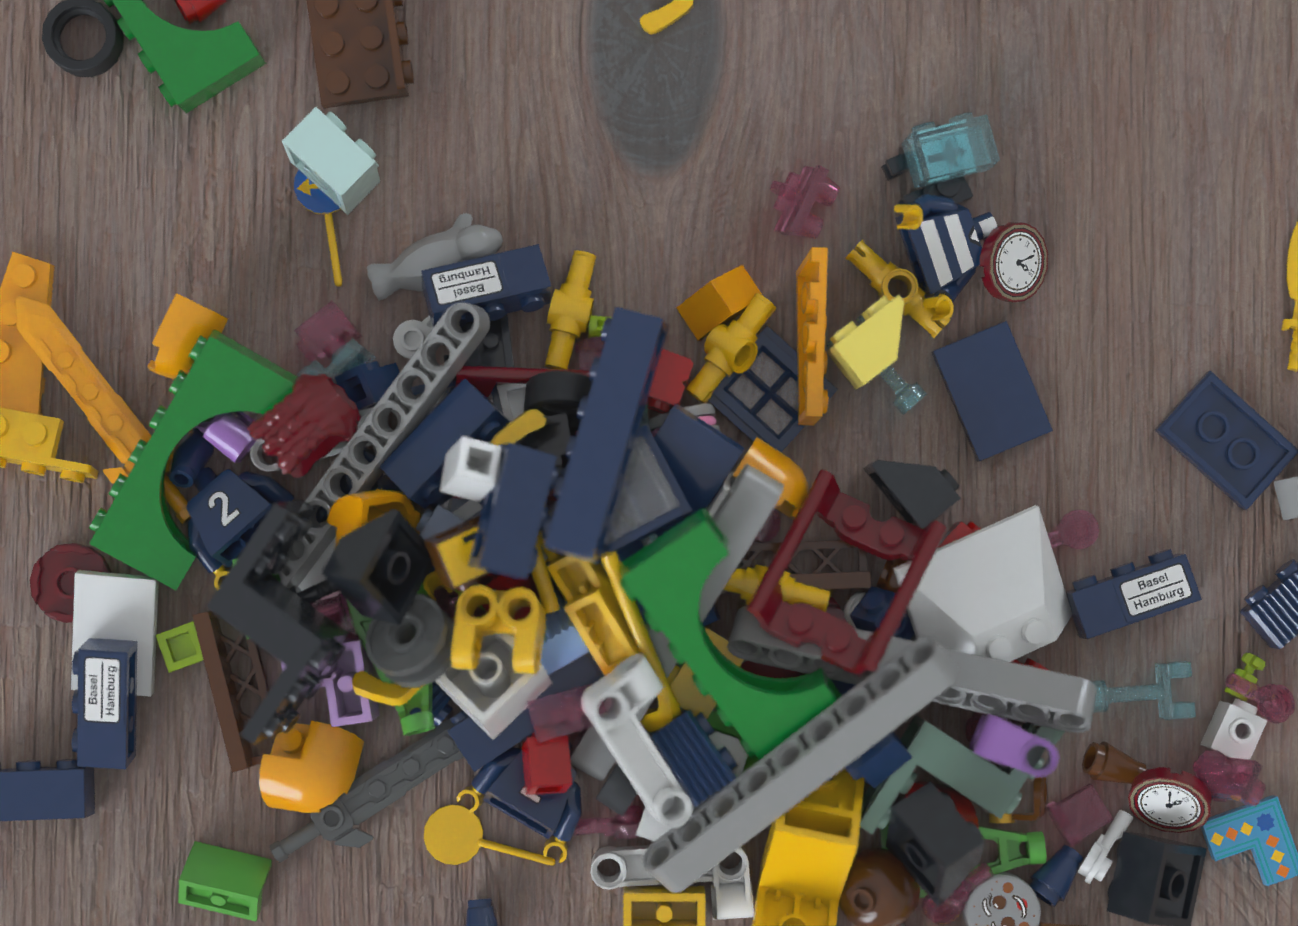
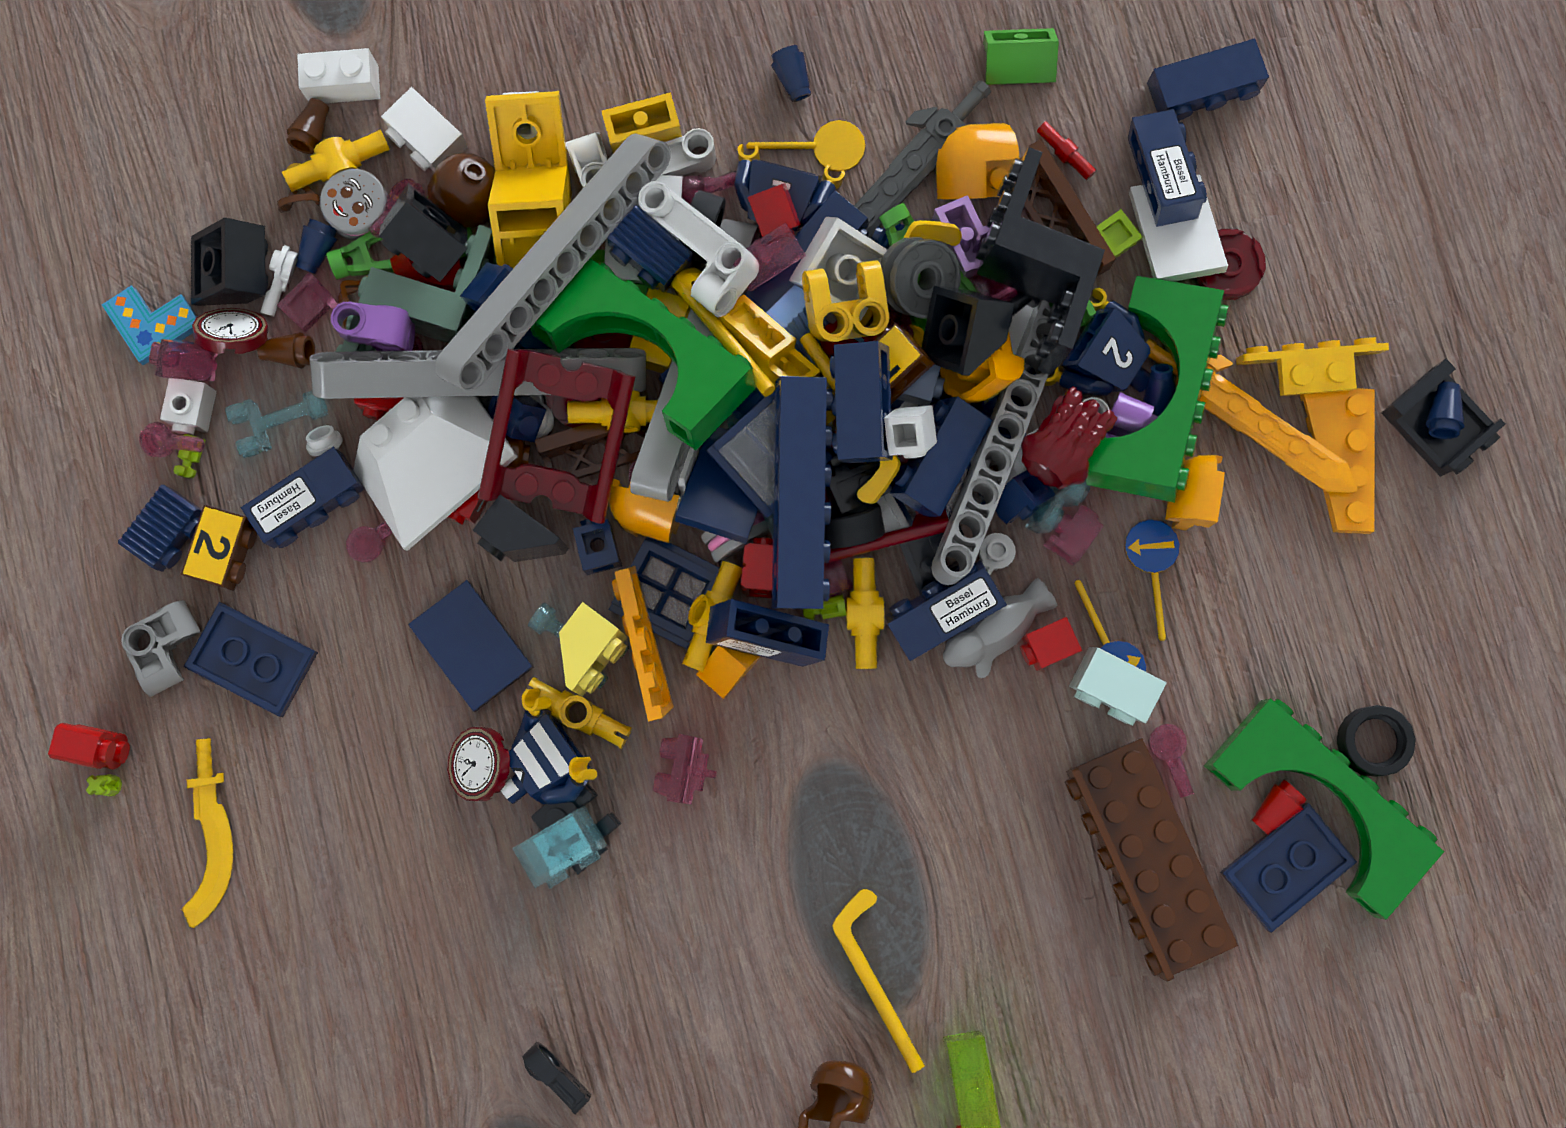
camera: 165 degrees right, 5 degrees down
(207, 757) = (1066, 150): none -> red bar
(251, 298) = (1153, 549): none -> blue piece
(295, 92) = (1168, 745): none -> clear pink plate
(387, 225) = (1050, 644): none -> red brick
(681, 310) = (767, 633): none -> dark blue brick
(837, 443) = (592, 561): none -> dark blue brick
(1097, 653) = (322, 439): none -> white plate
(1234, 564) = (219, 548): none -> brick

